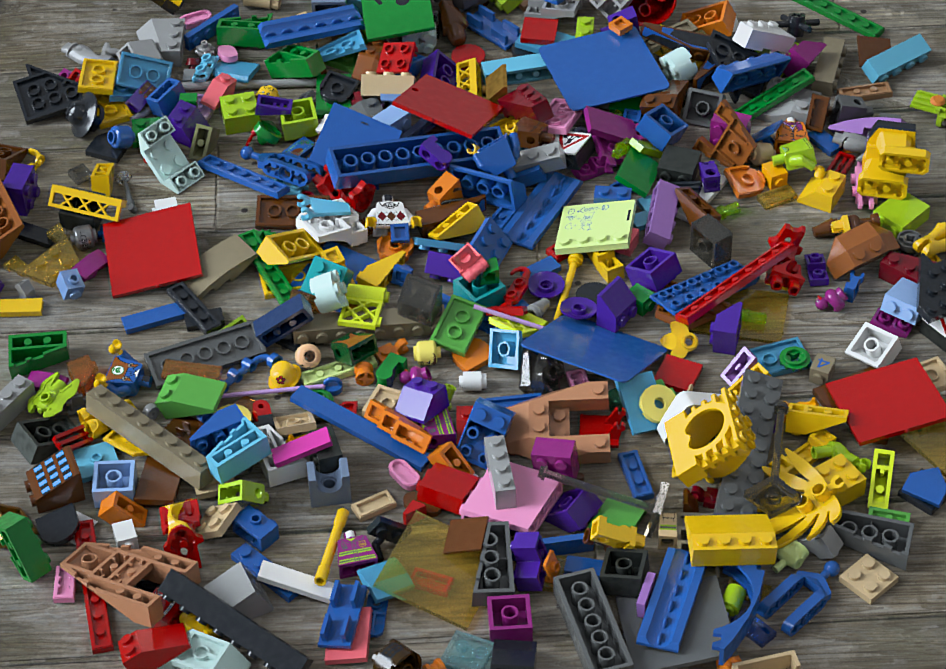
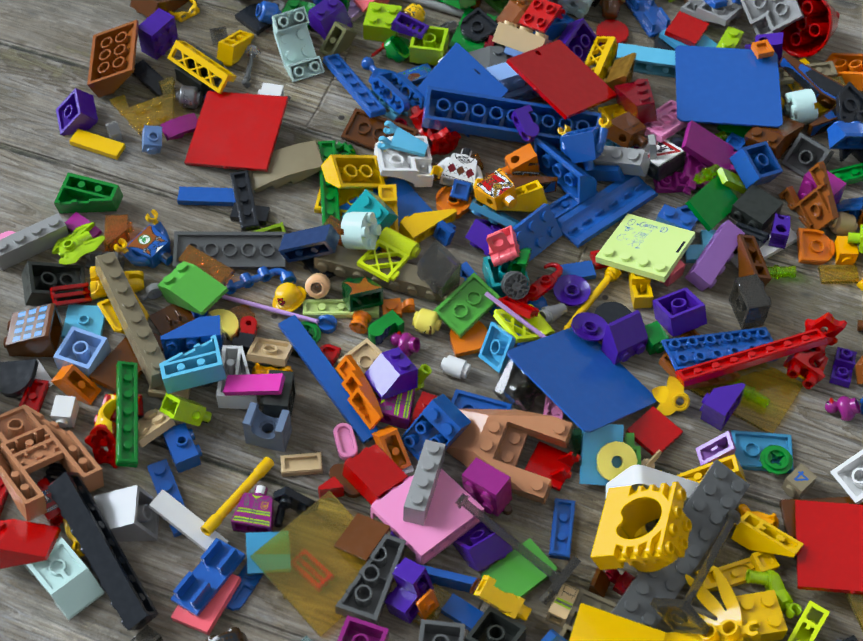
camera: 20 degrees right, 10 degrees up
(194, 511) = (127, 414): none -> green tile
(436, 221) = (496, 191): none -> torso
(495, 292) = (515, 285): none -> dark grey wheel
(562, 138) = (652, 146): none -> light grey tile

